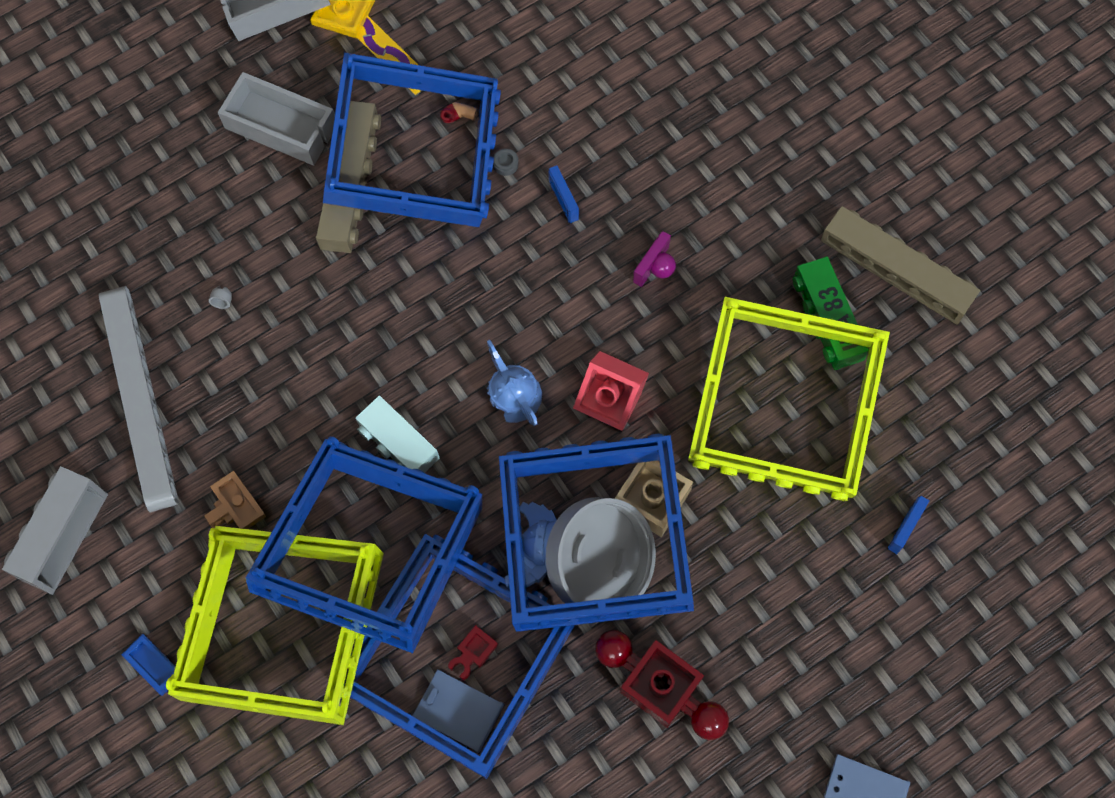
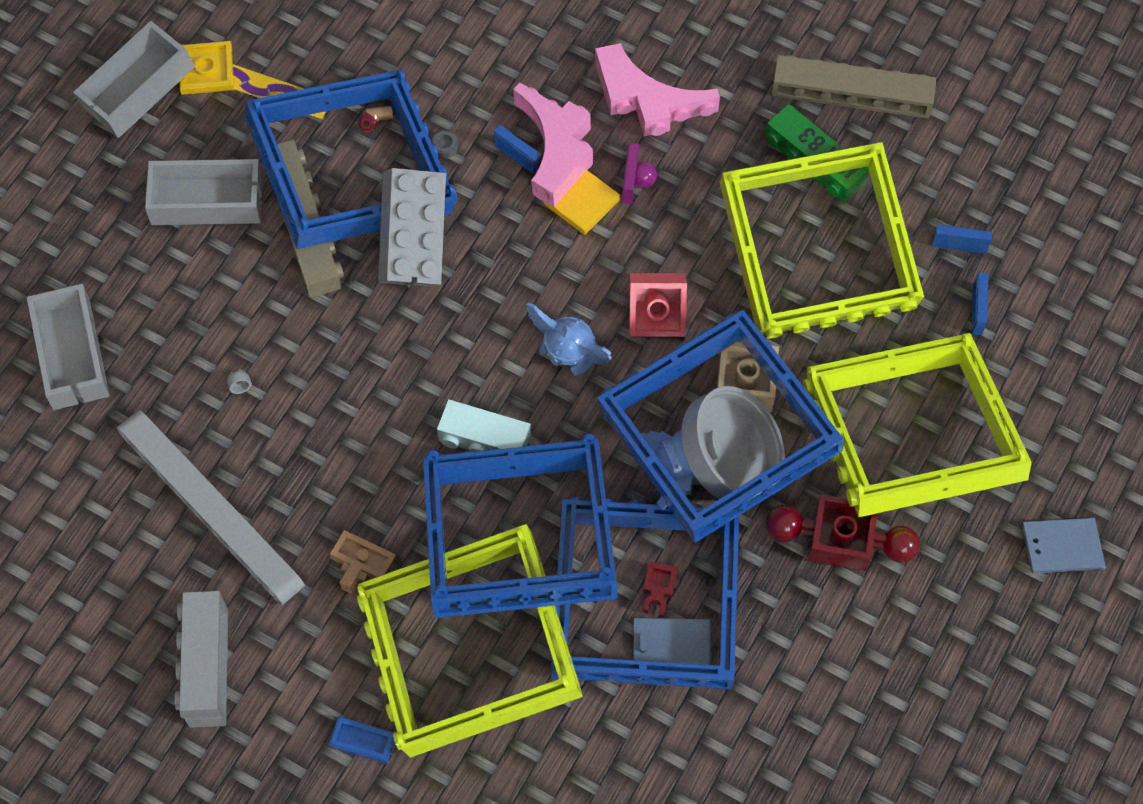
camera: 30 degrees left, 5 degrees down
(97, 205) = (67, 346): none -> light grey piece
(426, 227) = (412, 227): none -> light grey piece
(597, 264) = (586, 202): none -> yellow tile
(602, 214) = (565, 152): none -> bright pink arch
(709, 203) = (656, 104): none -> bright pink arch
(763, 685) = (936, 485): none -> neon yellow window
(924, 455) = (961, 239): none -> blue tile

